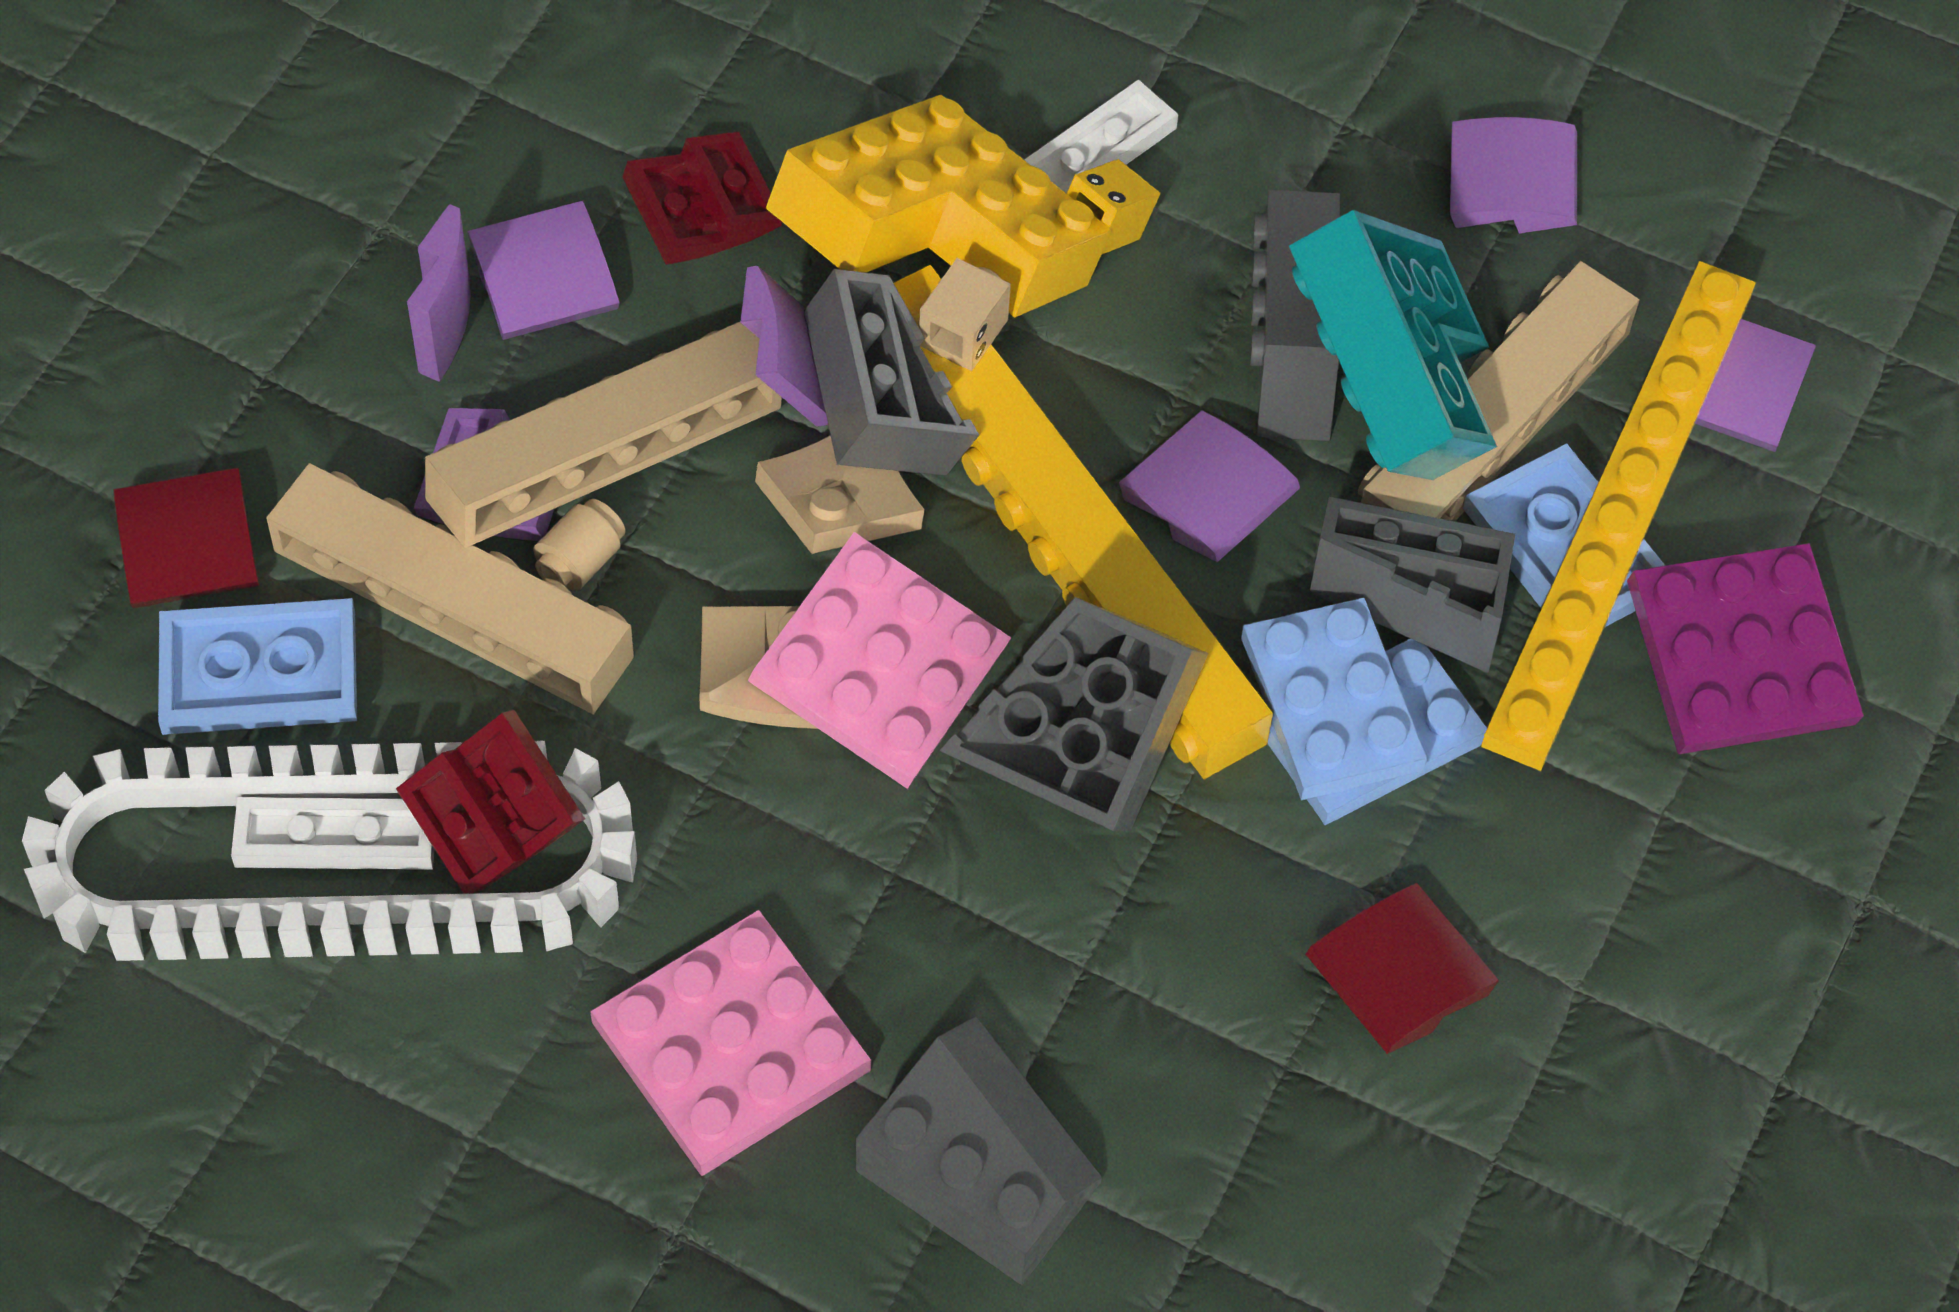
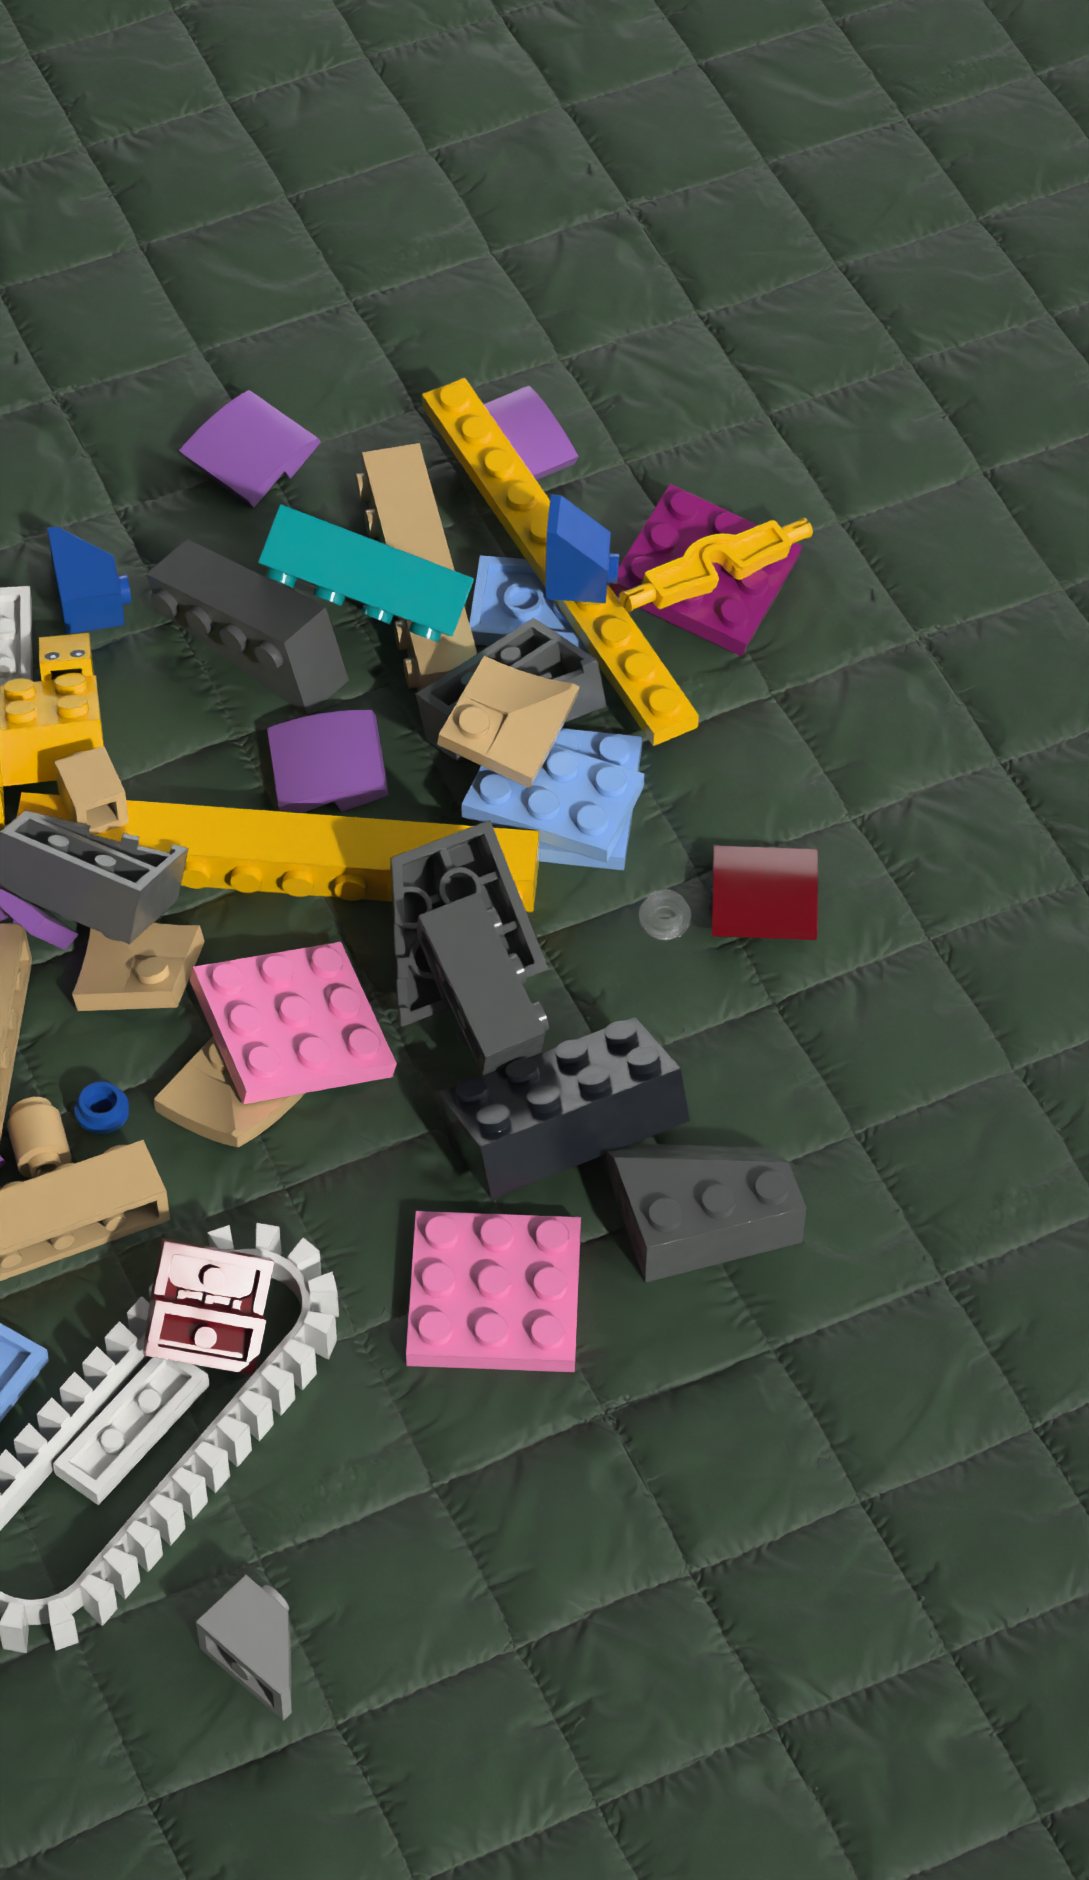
camera: 50 degrees left, 5 degrees down
(172, 1098) = (252, 1642): none -> light grey slope
(659, 558) = (101, 1096): none -> blue plate
(968, 955) = (564, 1107): none -> black brick
(1016, 785) = (482, 983): none -> dark grey wedge
(1221, 155) = (87, 583): none -> blue slope
(1297, 880) = (668, 904): none -> clear plate
(1356, 591) = (508, 720): none -> tan plate
(1605, 511) = (577, 555): none -> blue slope
(1775, 662) = (695, 573): none -> yellow piece

